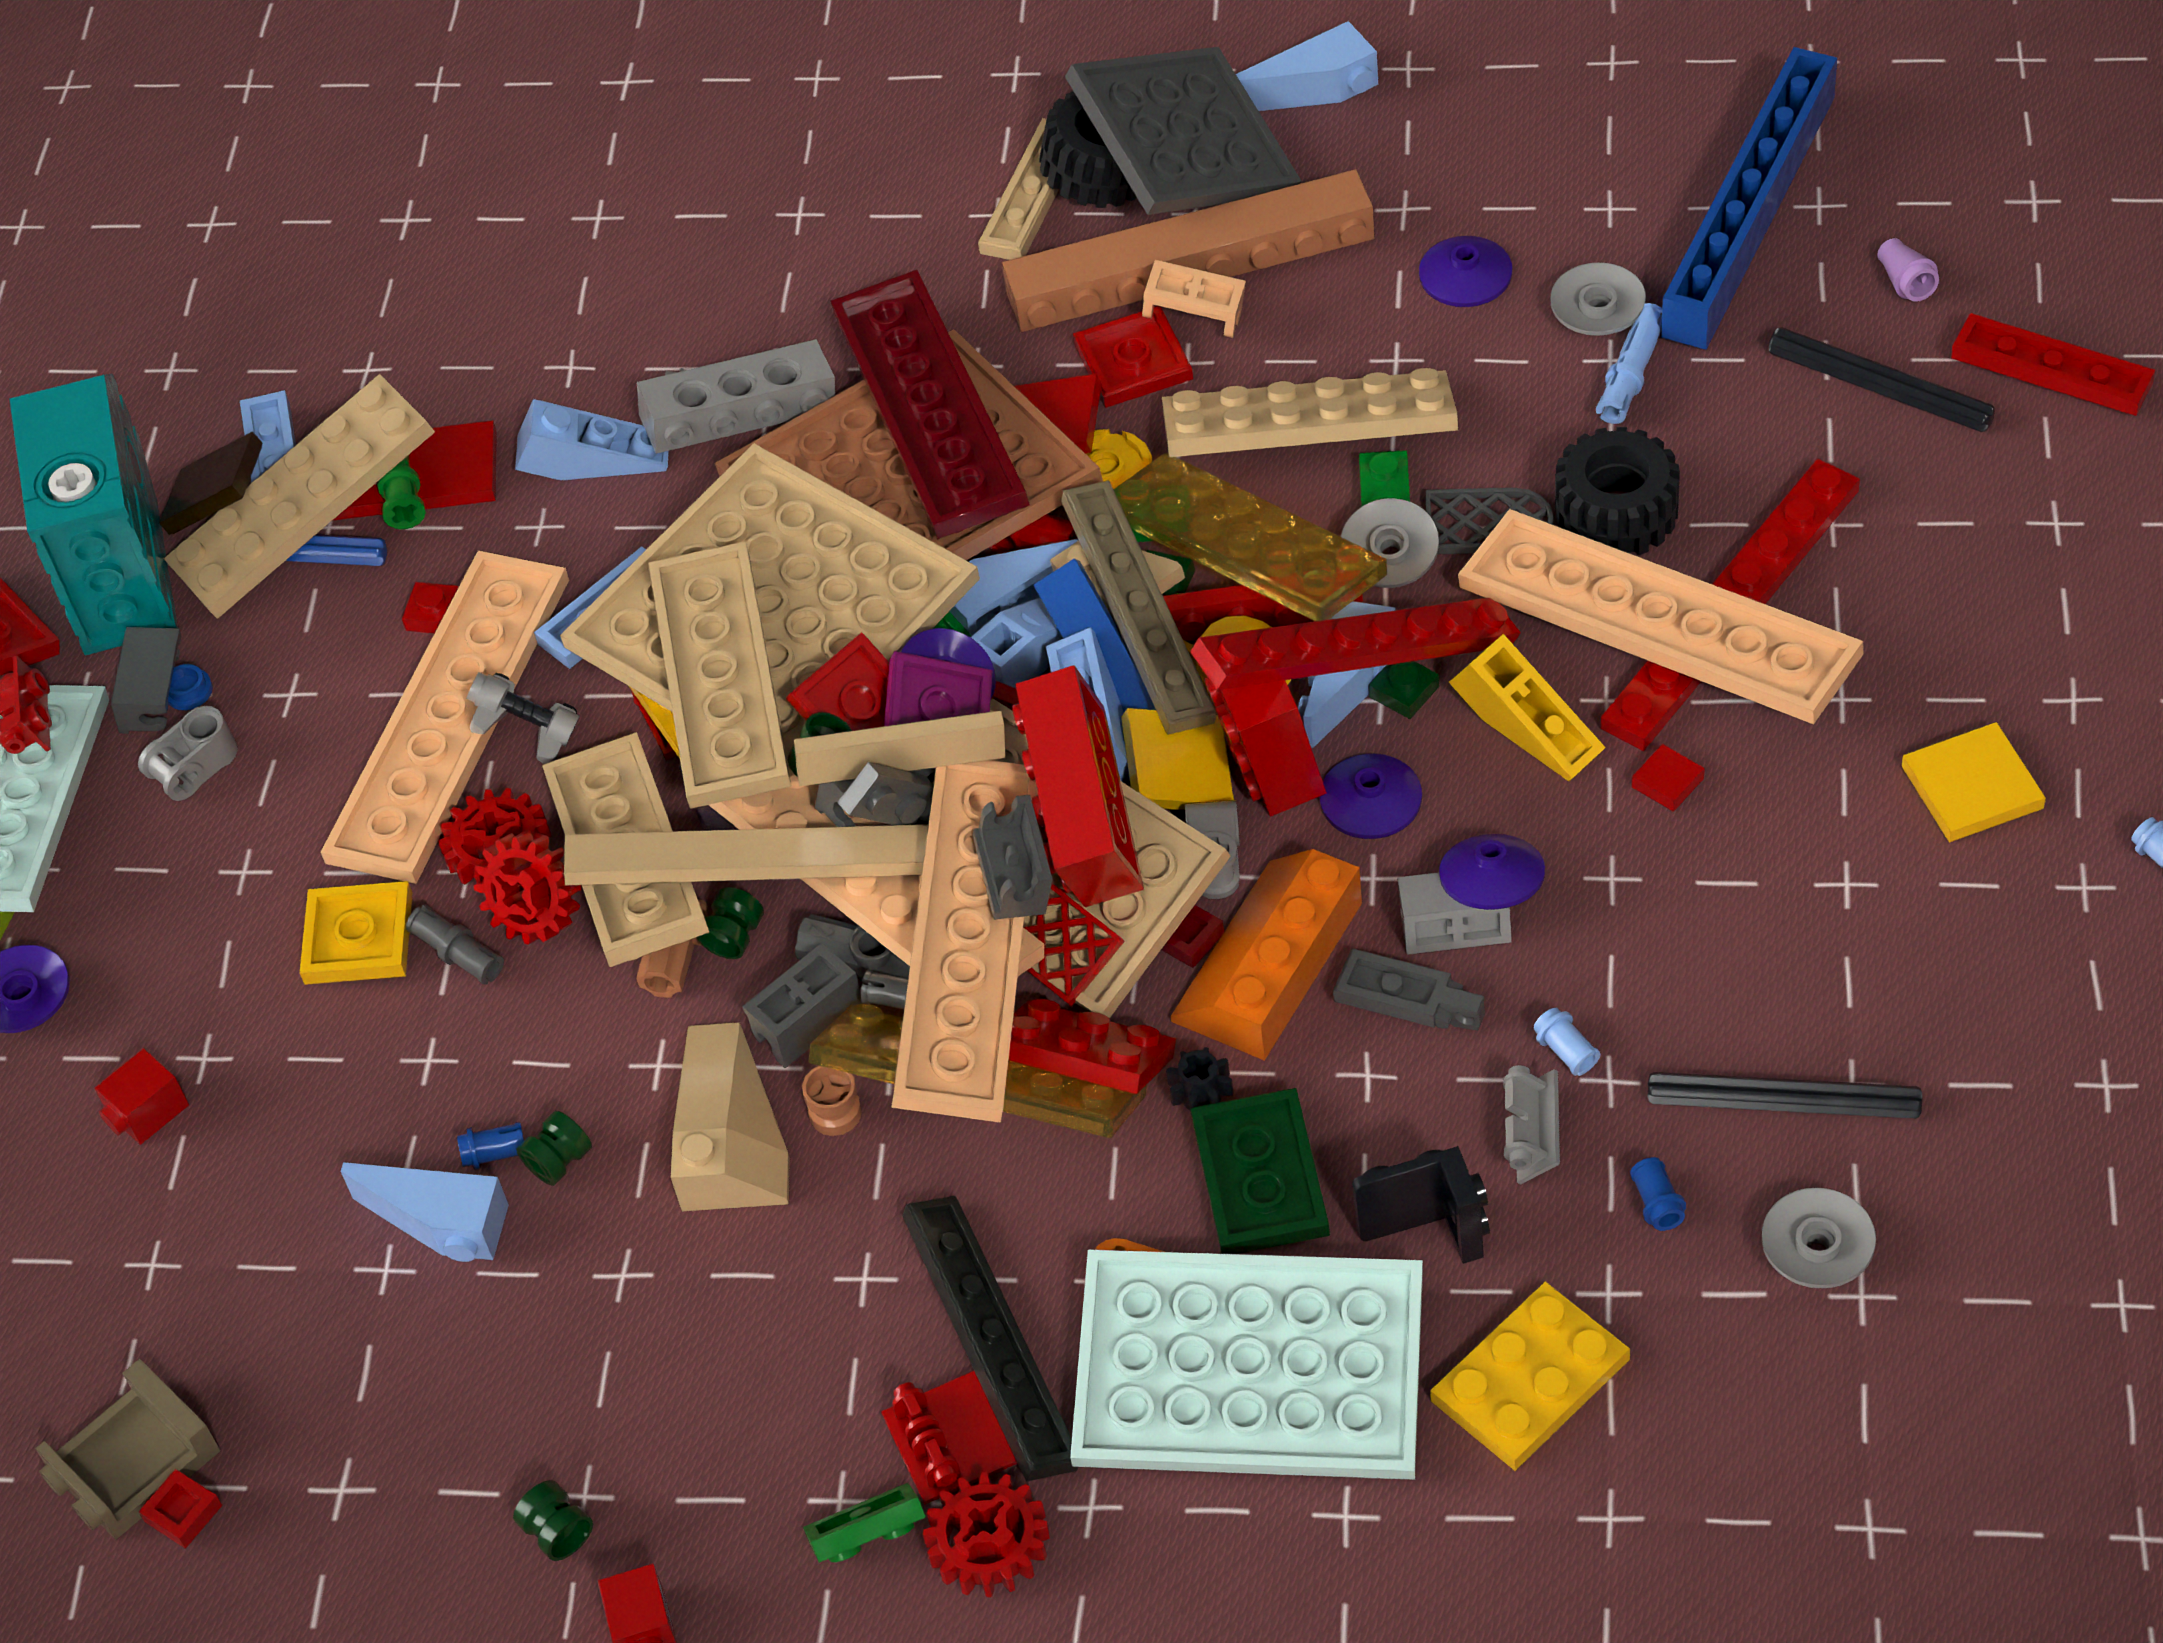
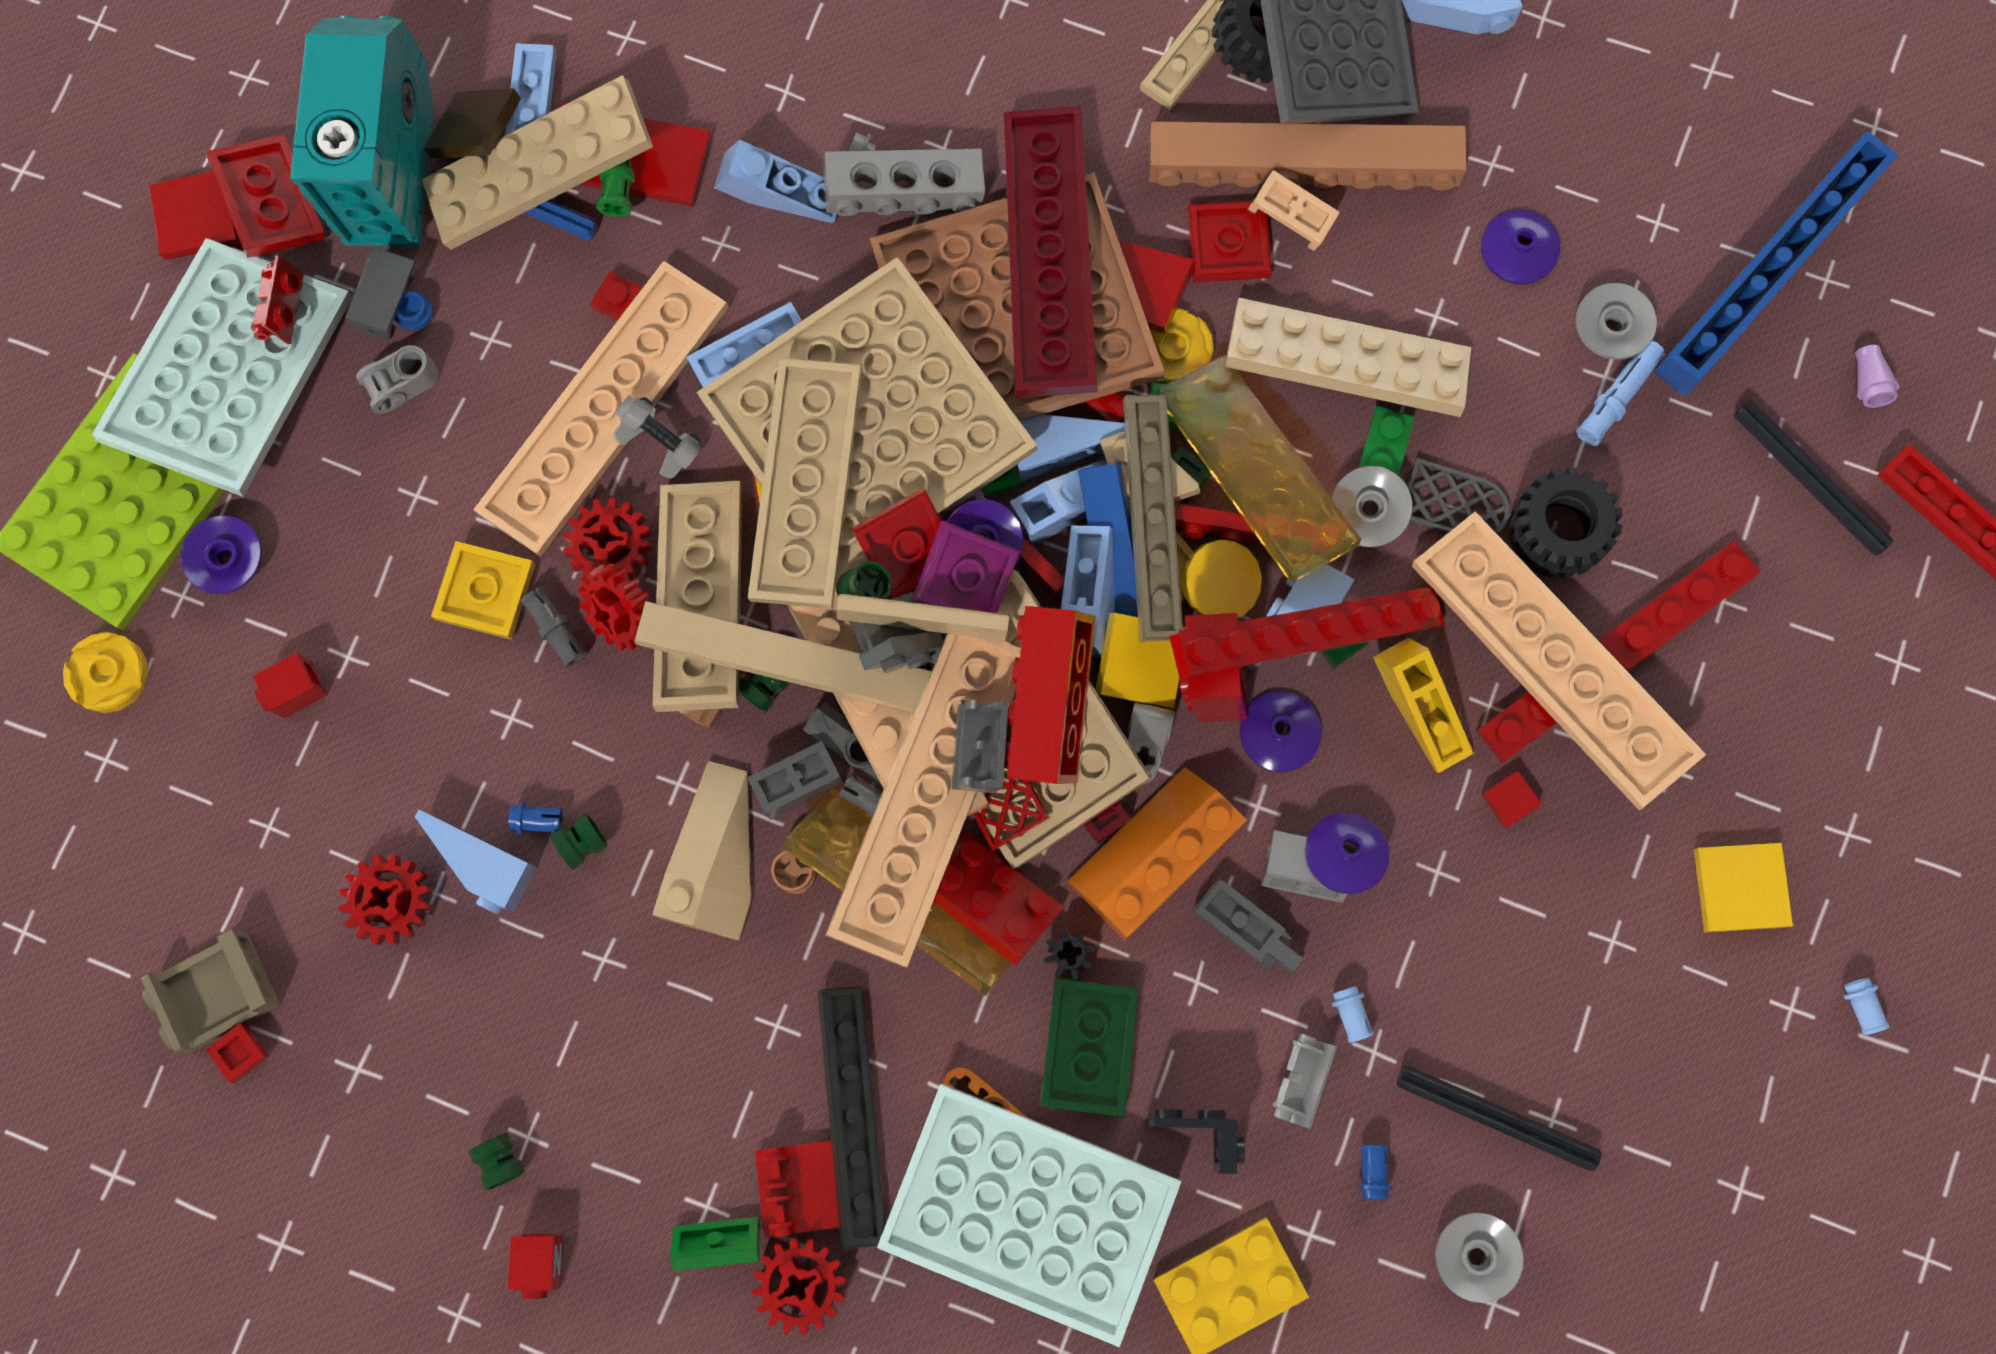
camera: 15 degrees right, 25 degrees up
(327, 1282) = (375, 886): none -> red gear

